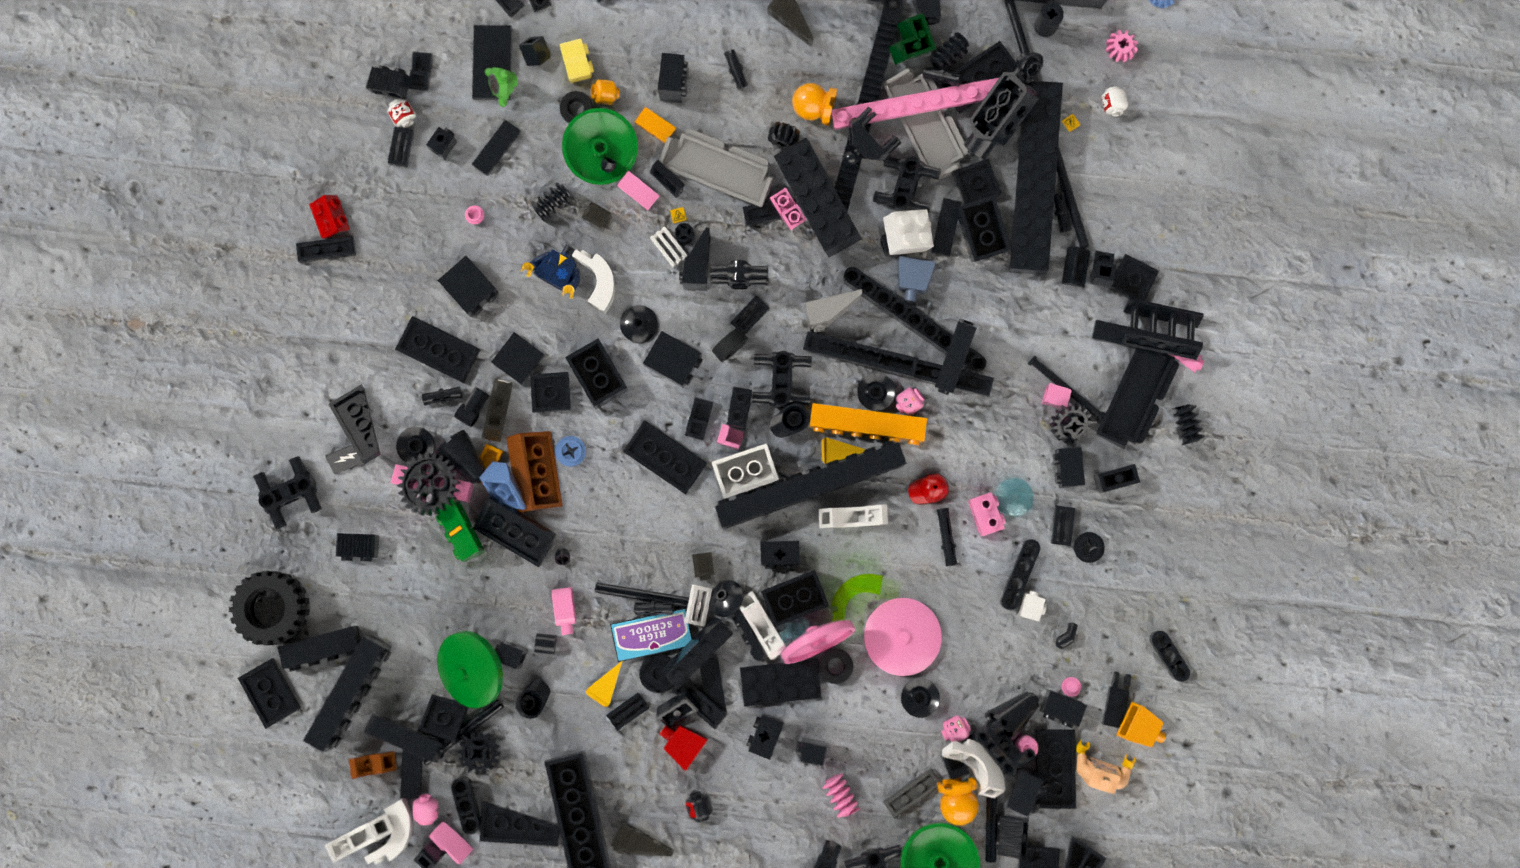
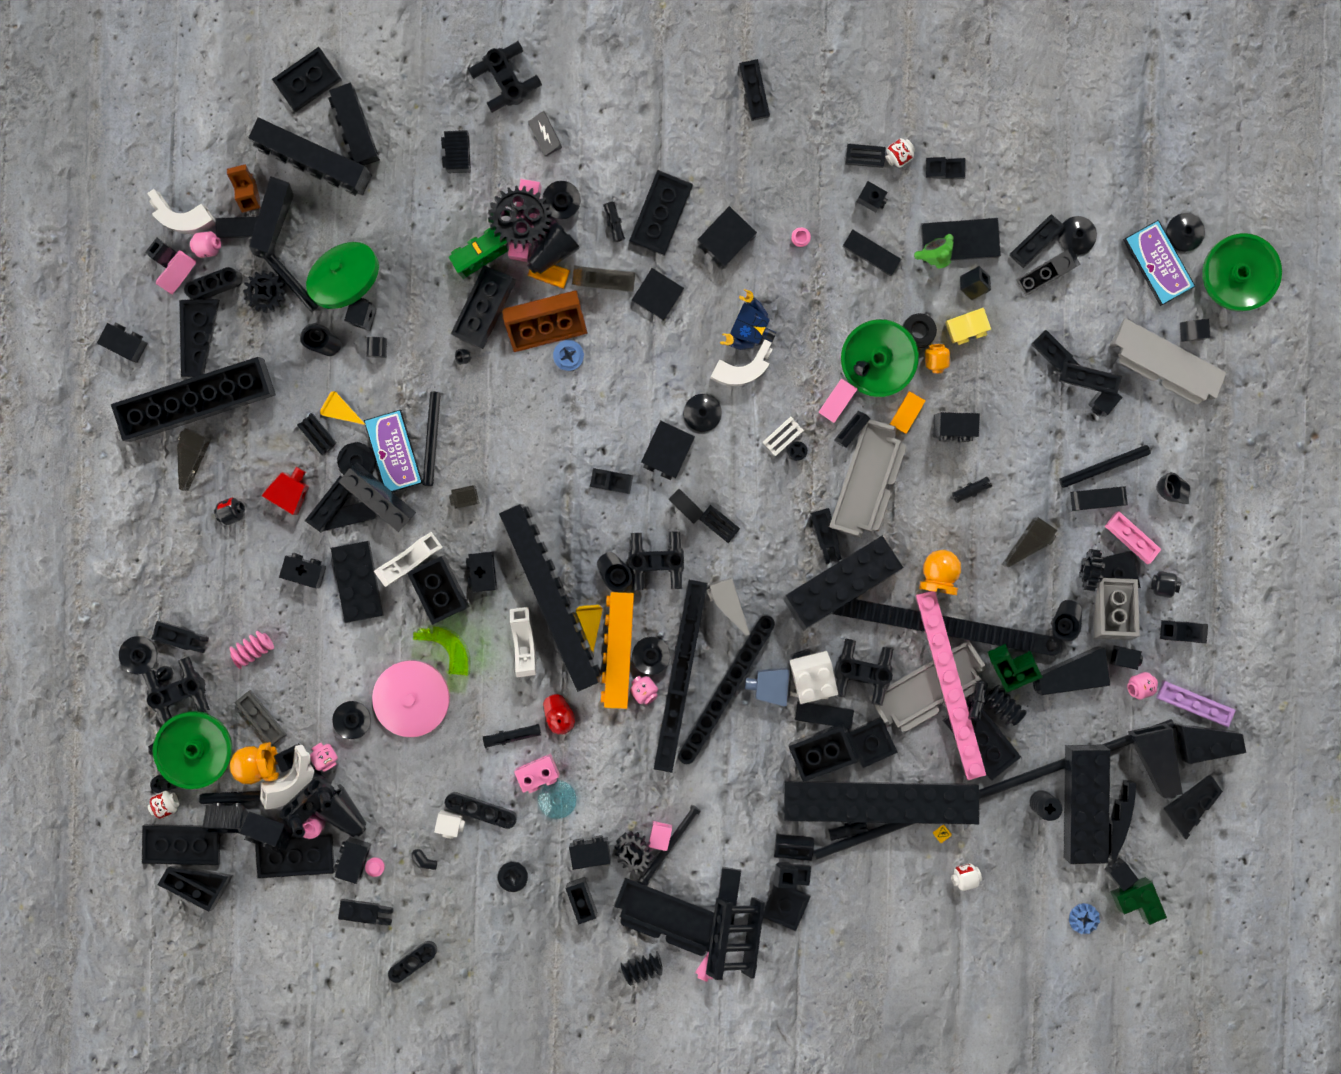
camera: 85 degrees right, 5 degrees up
(245, 600) = (376, 48): black tyre -> none
(329, 215) = (788, 90): red bracket -> none
(356, 421) = (580, 138): black wing -> none
(359, 838) = (178, 190): white arch -> none
(388, 82) = (930, 136): black brick -> none
(443, 718) = (294, 253): black tile -> none
(469, 411) = (601, 251): black piece -> none
(502, 485) = (527, 291): medium blue slope -> none
(550, 392) = (625, 330): black plate -> none
(551, 201) = (820, 314): black piece -> none
(564, 609) = (410, 363): bright pink piece -> none
(596, 373) = (647, 375): black brick -> none
(597, 217) = (807, 362): clear smoke brick -> none
(654, 608) = (418, 451): black pin -> none
(665, 457) = (570, 450): black tile -> none
(676, 709) = (322, 482): black slope -> none
(678, 215) = (816, 443): yellow sticker -> none
(688, 619) = (424, 491): white tile -> none
(695, 268) = (762, 466): black slope -> none
(730, 437) = (594, 514): bright pink panel -> none
(731, 601) = (433, 528): black dish -> none
(739, 274) = (756, 510): black piece -> none
(739, 408) = (623, 520): black brick -> none
(745, 471) = (560, 530): white slope -> none
(748, 636) = (398, 546): black hinge -> none
(783, 135) = (905, 543): black gear -> none
(787, 208) = (829, 553): bright pink slope -> none
(794, 630) = (405, 592): clear light blue hips -> none
(811, 751) = (288, 617): black brick -> none
(817, 641) = (397, 615): bright pink dish -> none
(847, 666) = (365, 639): black tyre -> none
(863, 142) = (901, 626): black connector -> none
(956, 356) = (690, 734): black slope -> none
(1004, 106) = (949, 766): black brick -> none
(1063, 518) = (534, 849): black tile -> none
(1100, 773) = (291, 900): light nougat torso -> none
(1128, 44) = (1022, 873): bright pink gear -> none
(1141, 726) = (339, 937): light orange torso -> none

